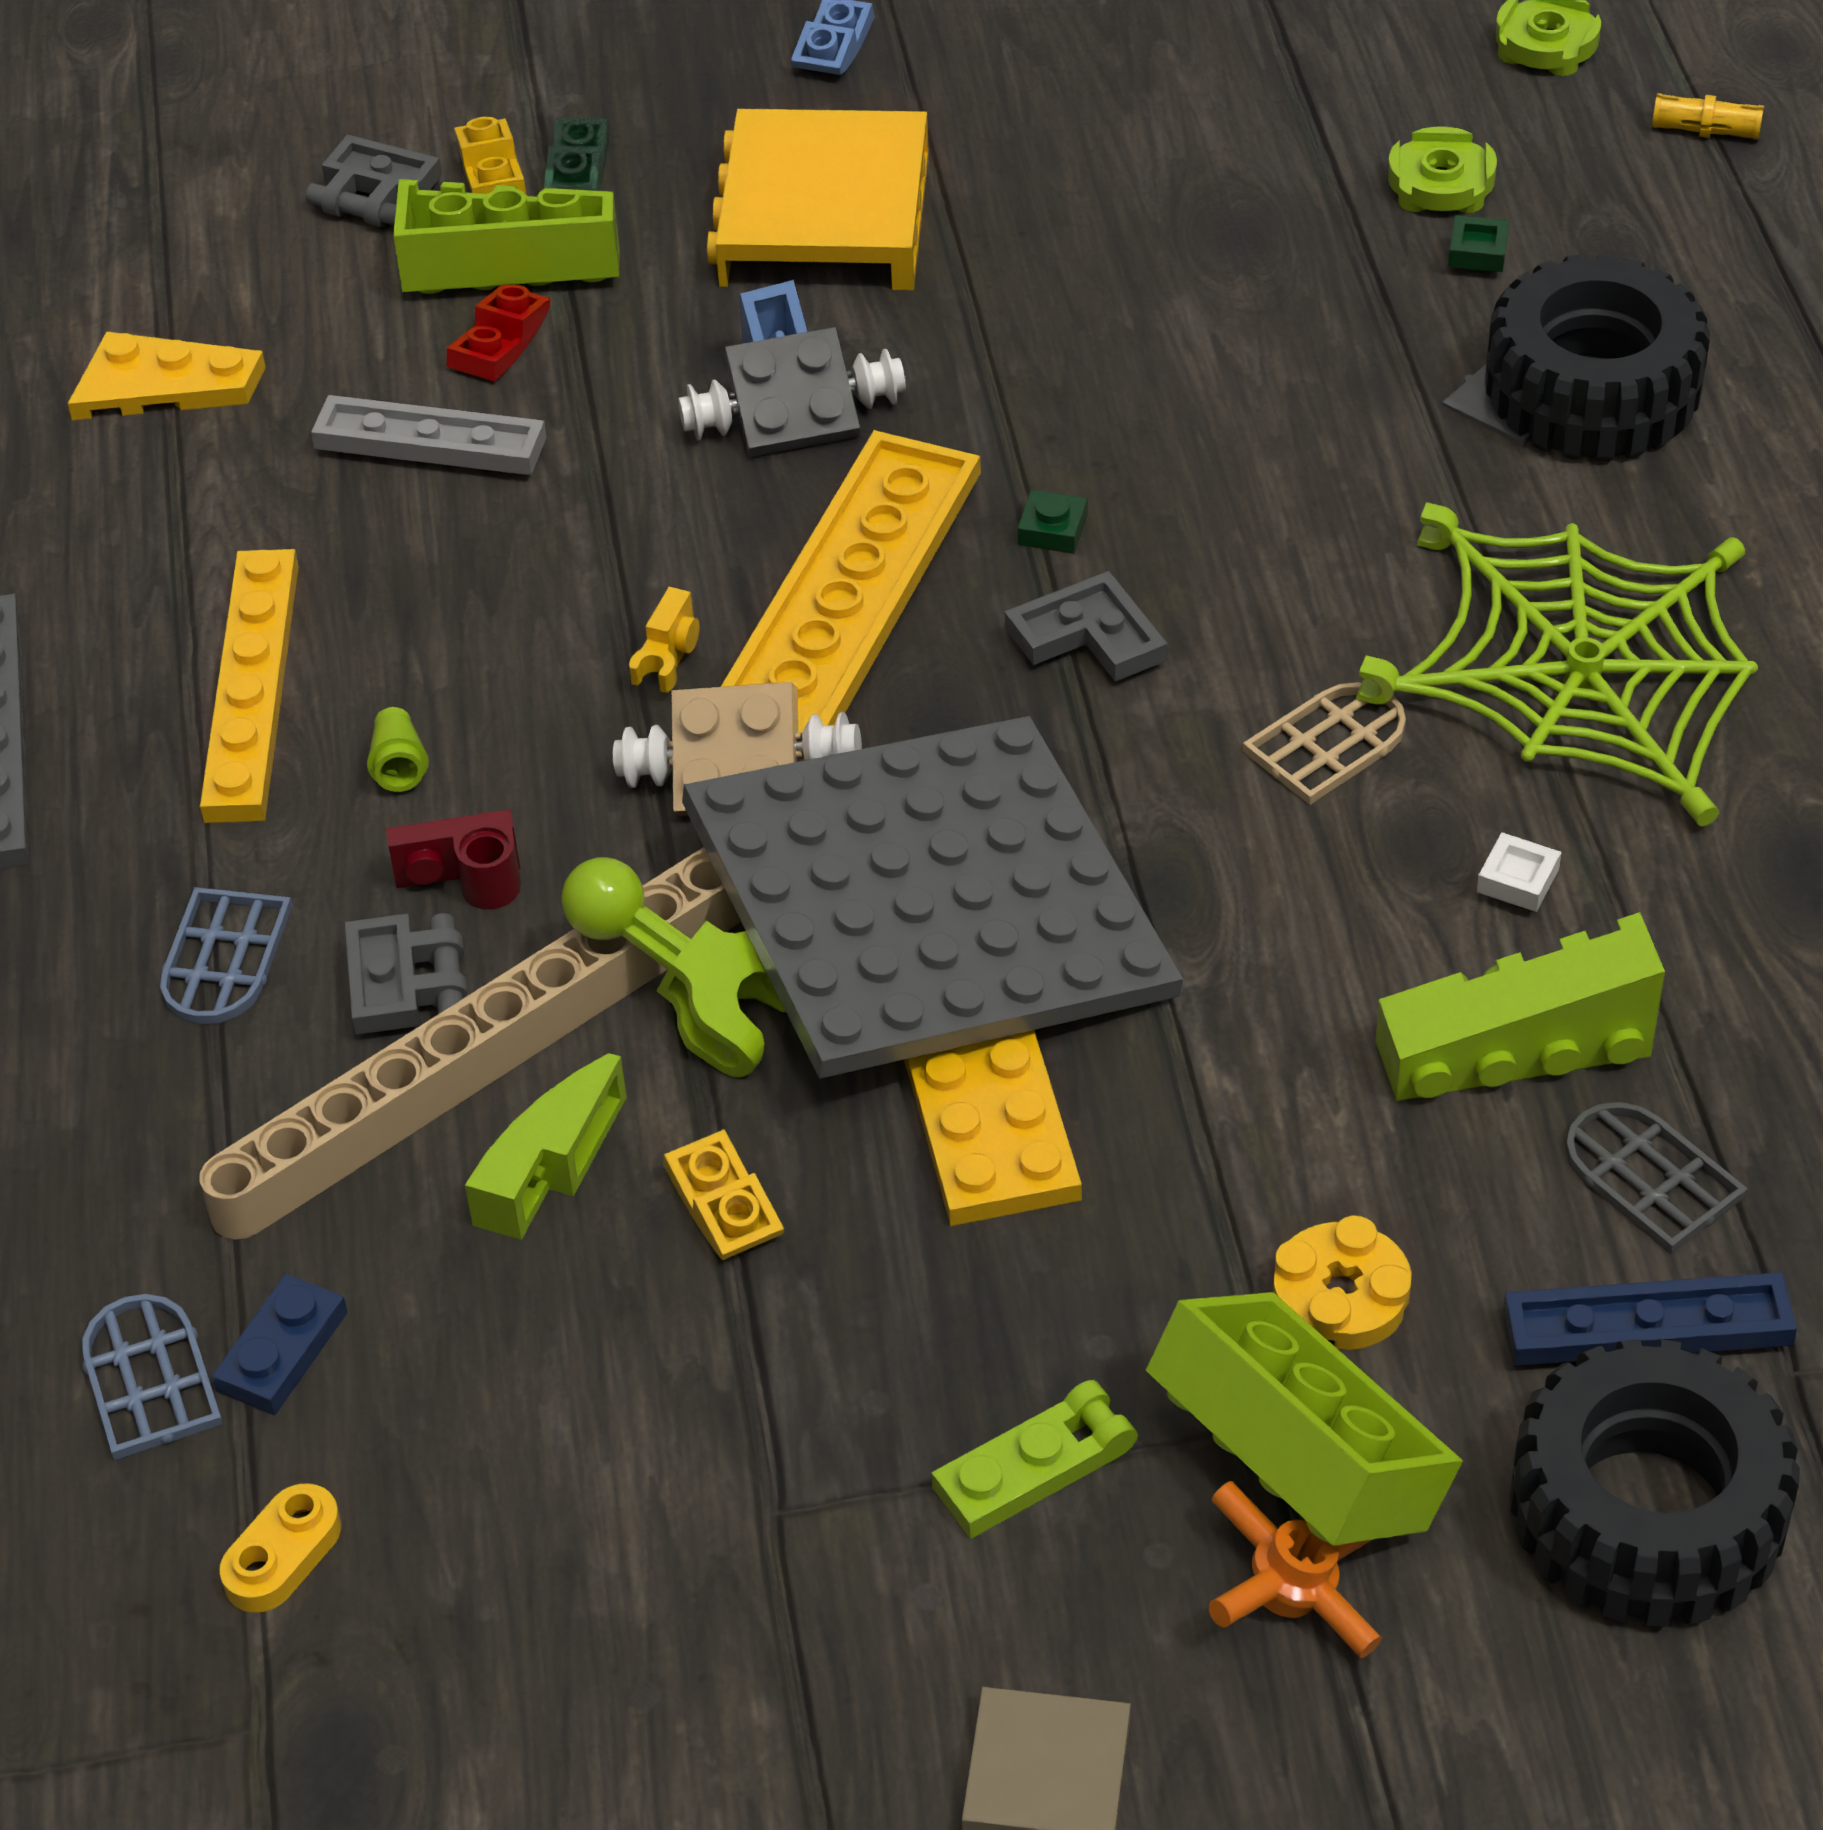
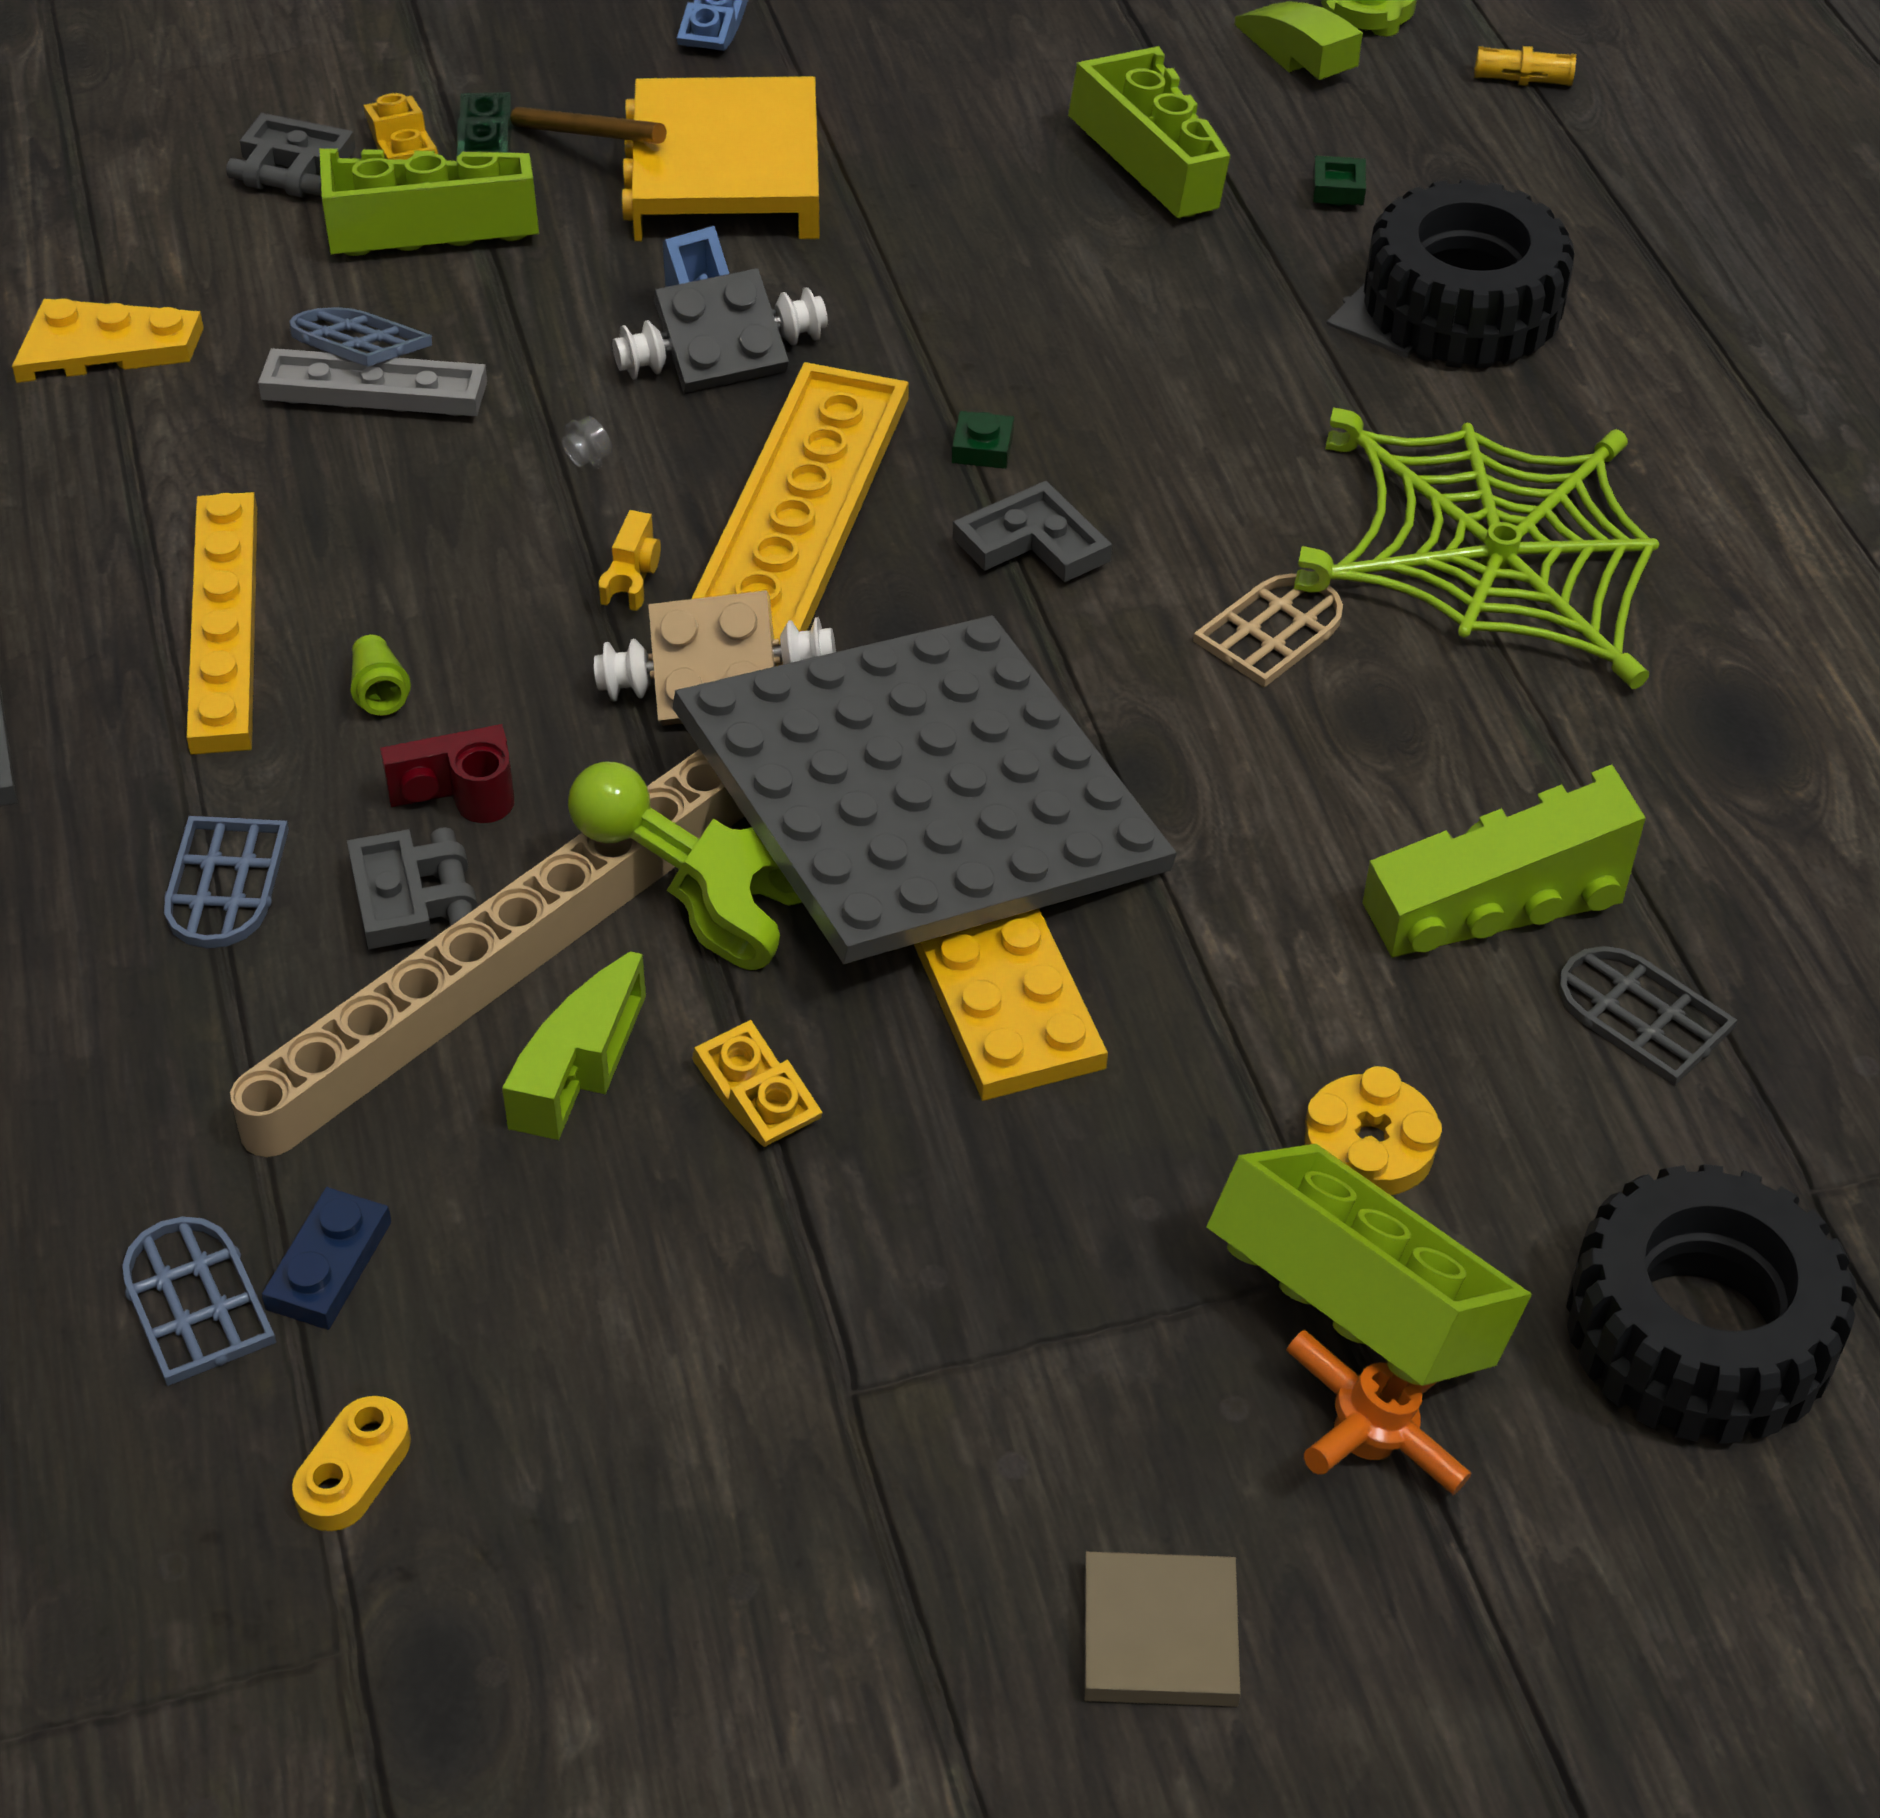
camera: 10 degrees left, 0 degrees up
(404, 362) = (352, 319): none -> sand blue window
(501, 332) = (430, 287): red slope -> none
(638, 509) = (586, 442): none -> clear plate
(682, 159) = (589, 125): none -> pearl gold bar
(1033, 1460) = (1099, 1323): lime plate -> none
(1280, 179) = (1151, 128): none -> lime wedge
(1460, 187) = (1276, 130): lime plate -> none
(1466, 77) = (1303, 37): none -> lime slope
(1519, 872) = (1474, 738): white plate -> none
(1696, 1312) = (1616, 1151): dark blue plate -> none

